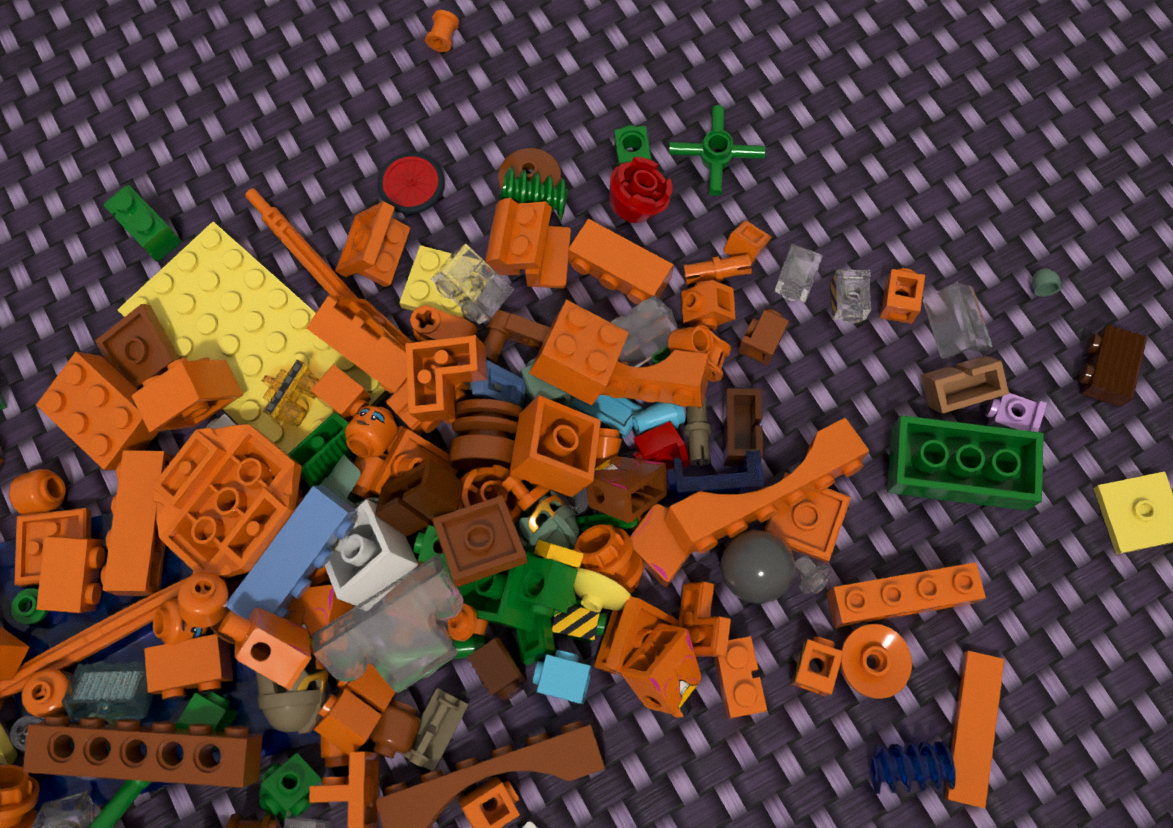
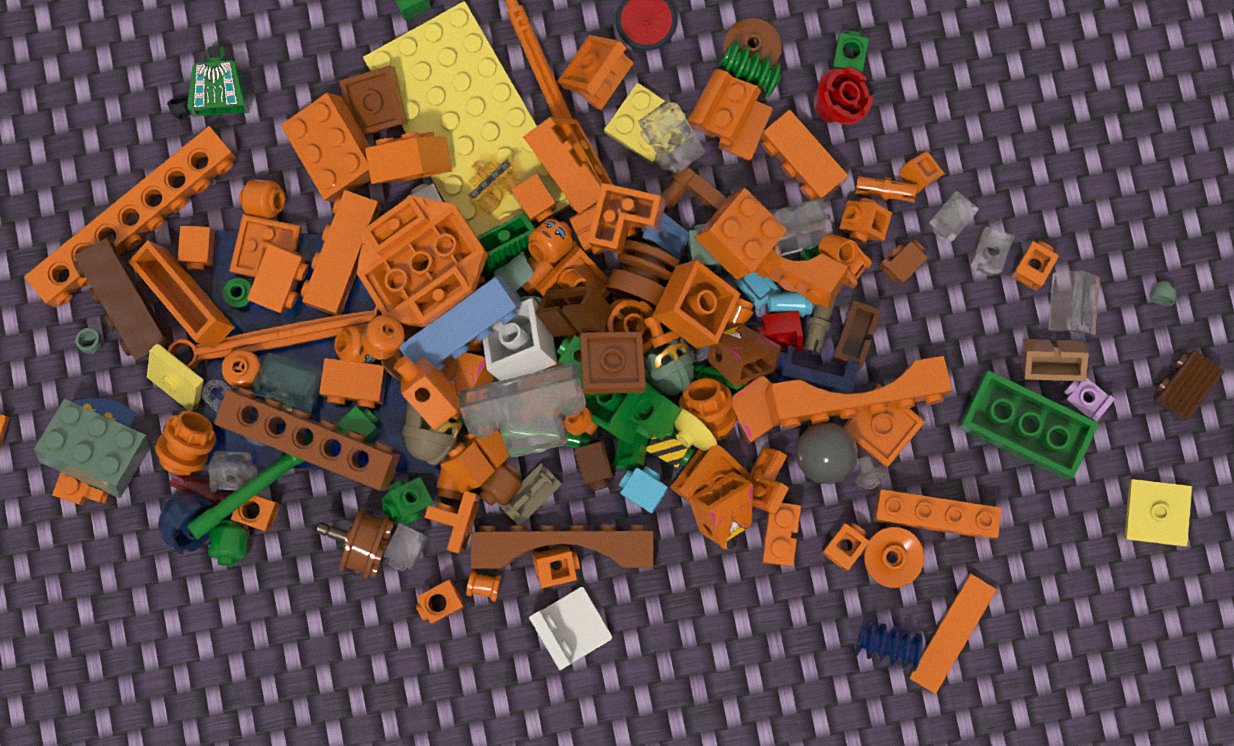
camera: 20 degrees right, 10 degrees up
(443, 326) = (638, 172): orange piece -> none
(558, 553) = (671, 392): yellow tile -> none
(713, 160) = (929, 68): green bar -> none

